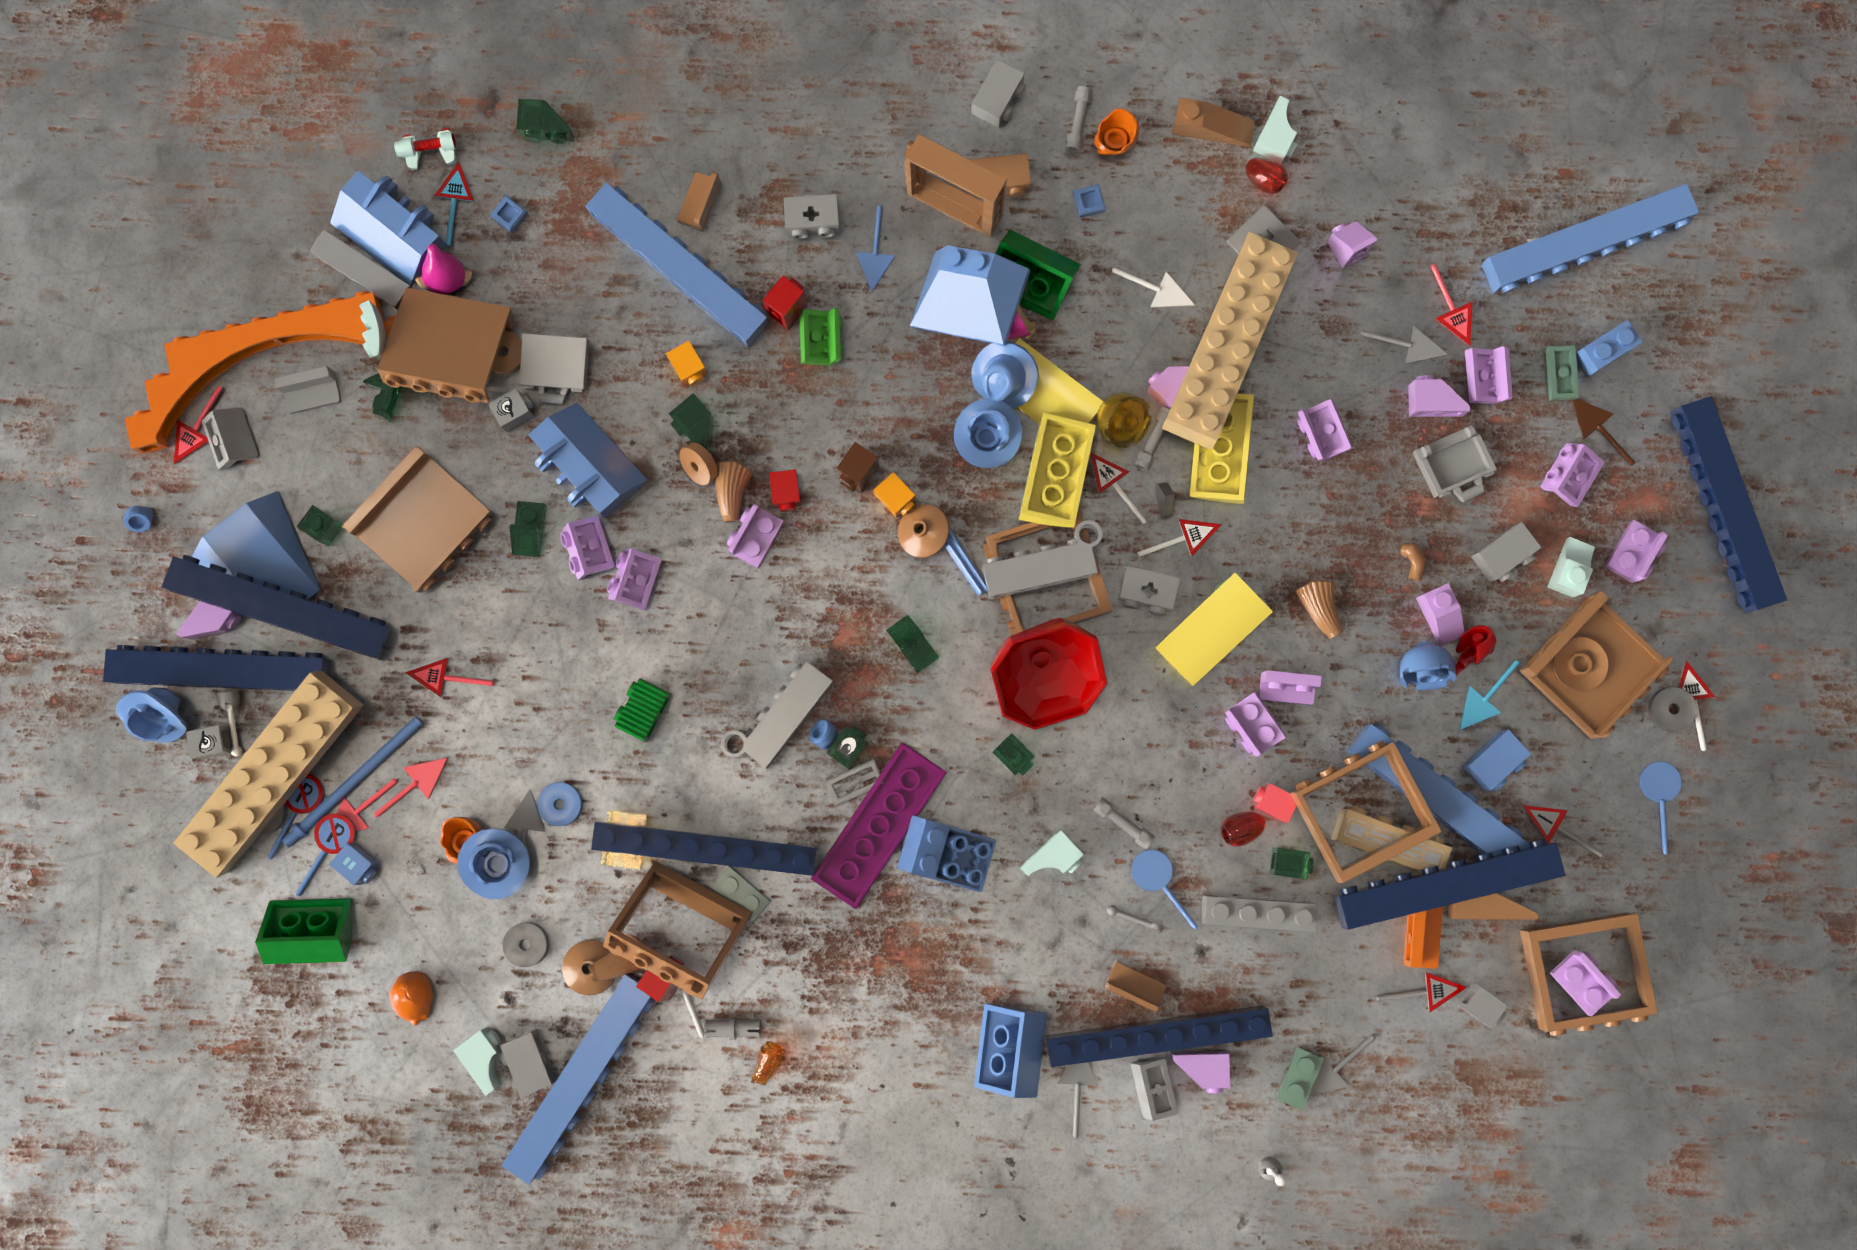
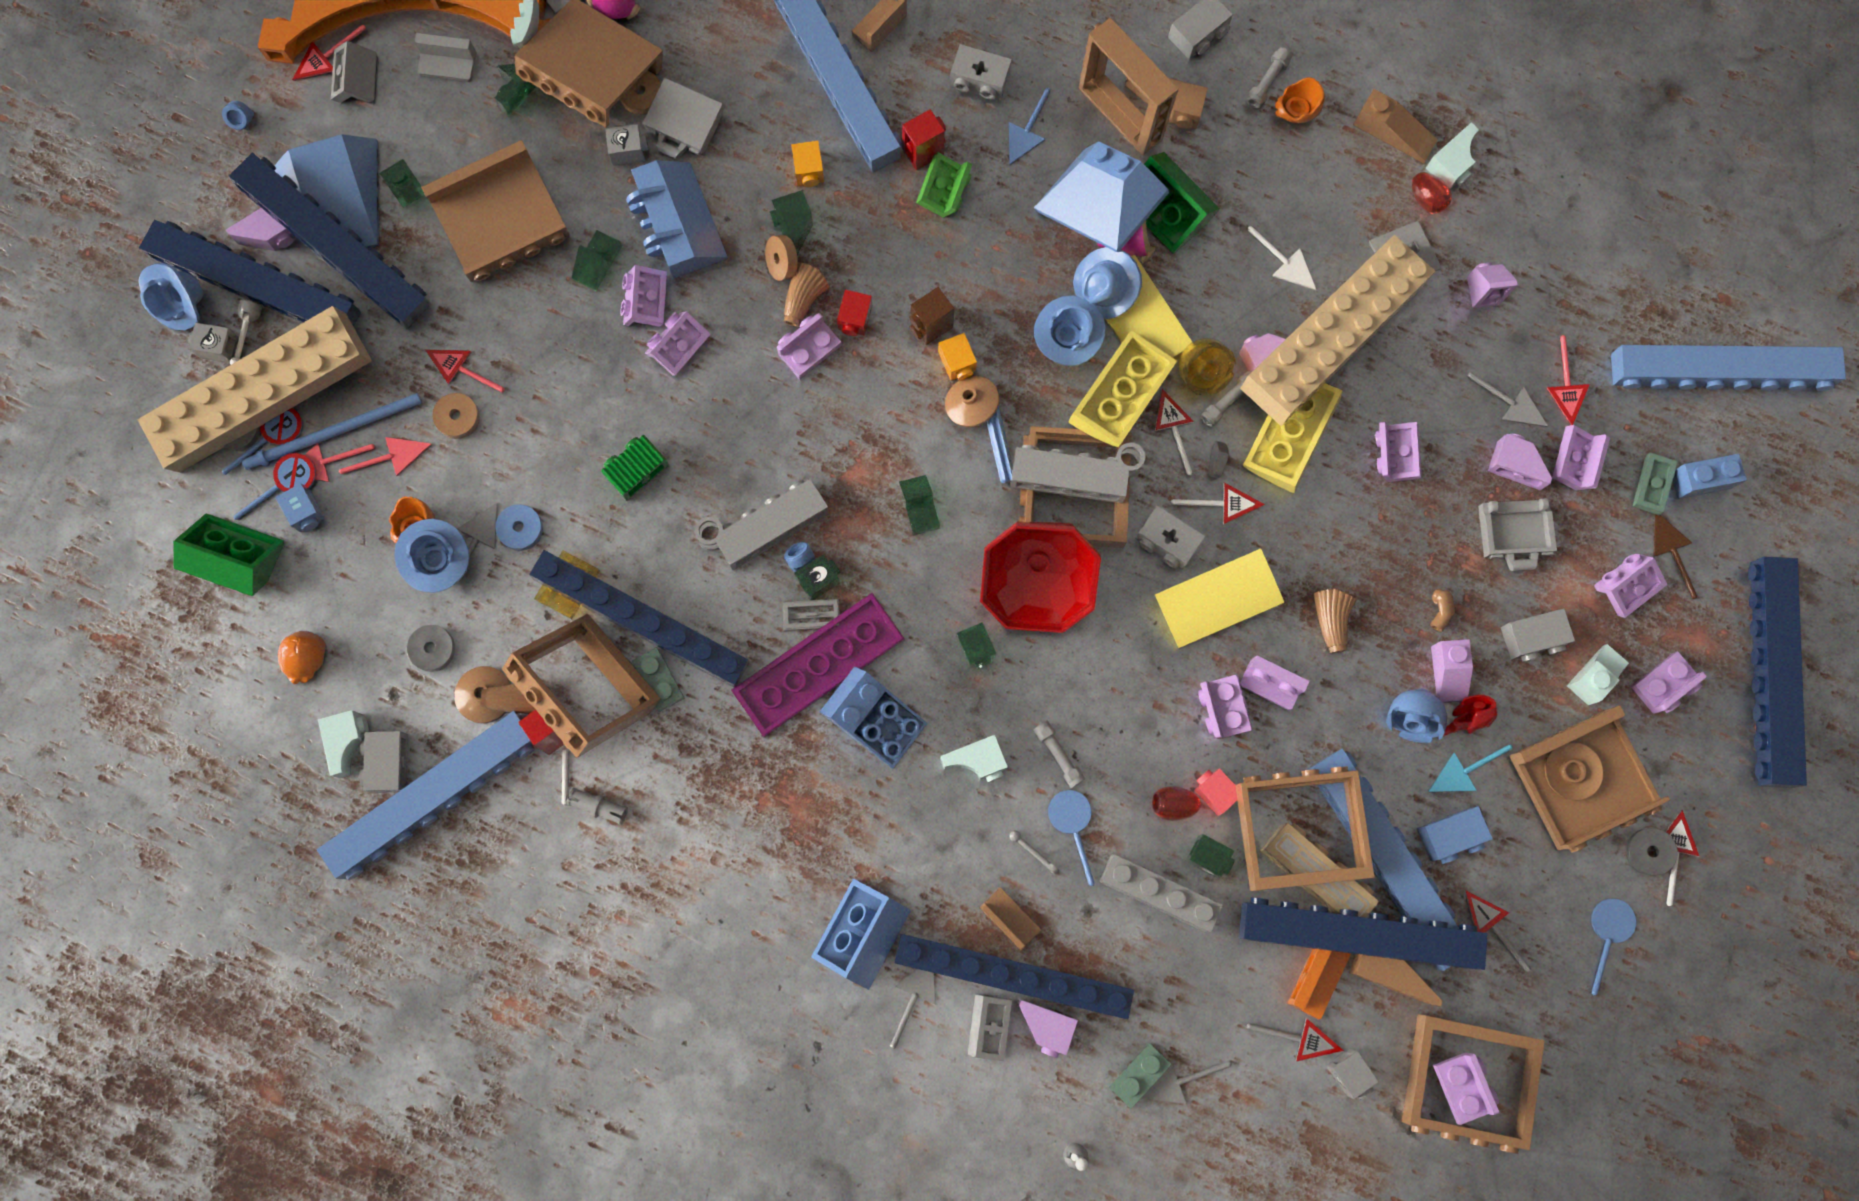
camera: 15 degrees right, 5 degrees down
(447, 723) = (451, 404): none -> medium nougat piece
(768, 1061) = (620, 850): clear orange cone -> none
(1089, 201) = (1250, 156): medium blue tile -> none

